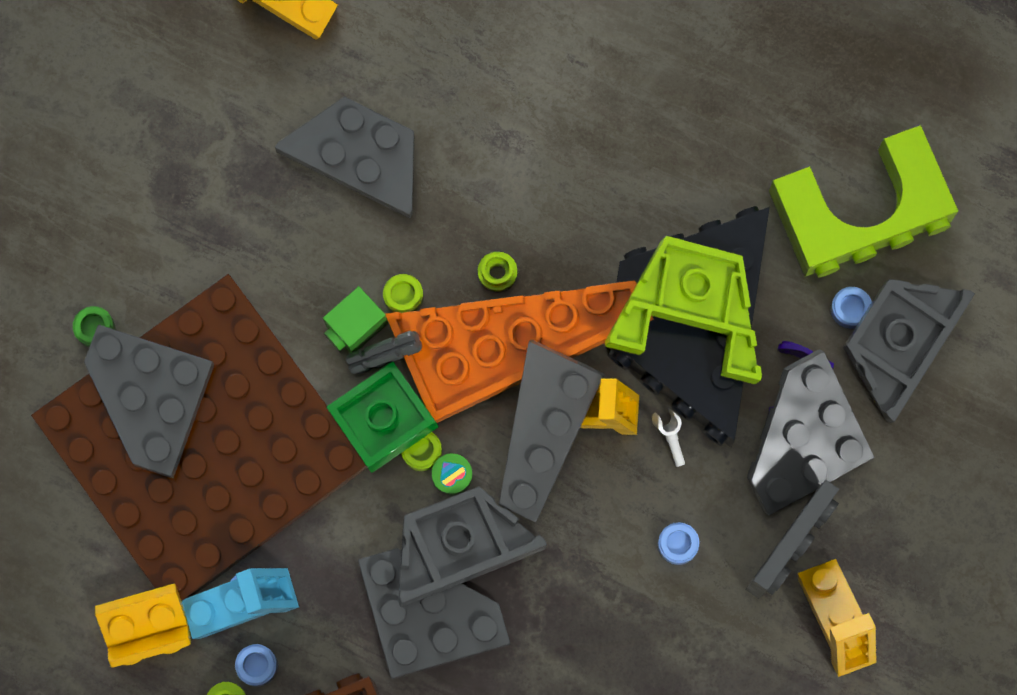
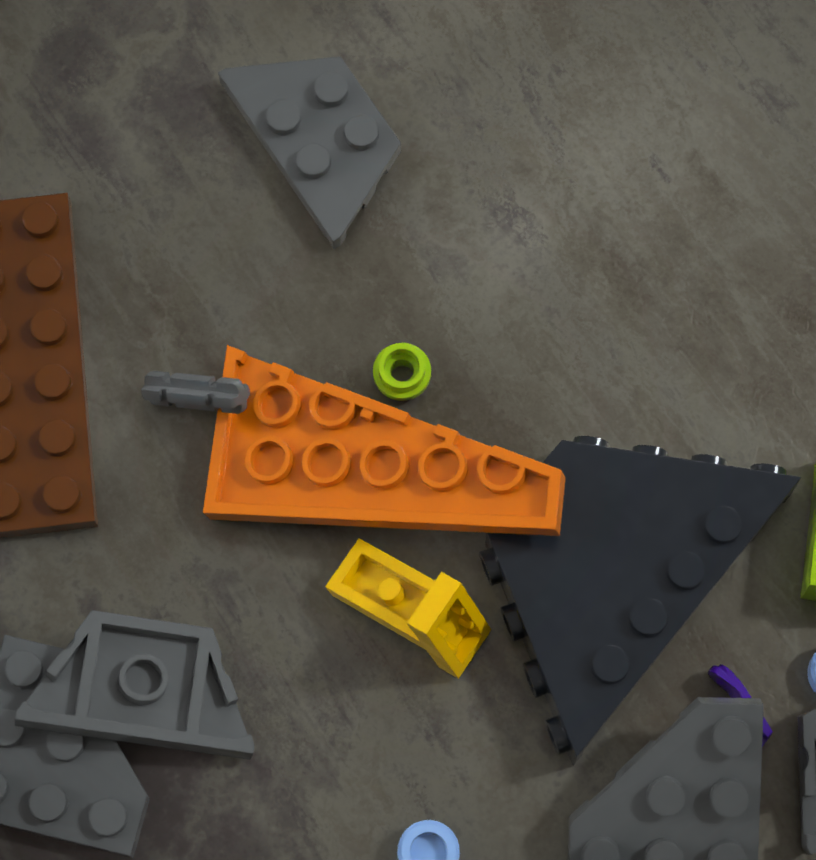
camera: 30 degrees right, 5 degrees down
(354, 321) = (182, 333): bright green brick -> none
(382, 417) = (143, 471): green plate -> none
(403, 293) = (267, 334): lime tile -> none
(423, 453) = (171, 542): lime tile -> none
(452, 474) = (190, 594): bright green tile -> none
(546, 422) = (345, 592): dark grey wing -> none
(670, 431) = (501, 706): white hand -> none
(696, 289) = (637, 527): lime wing -> none

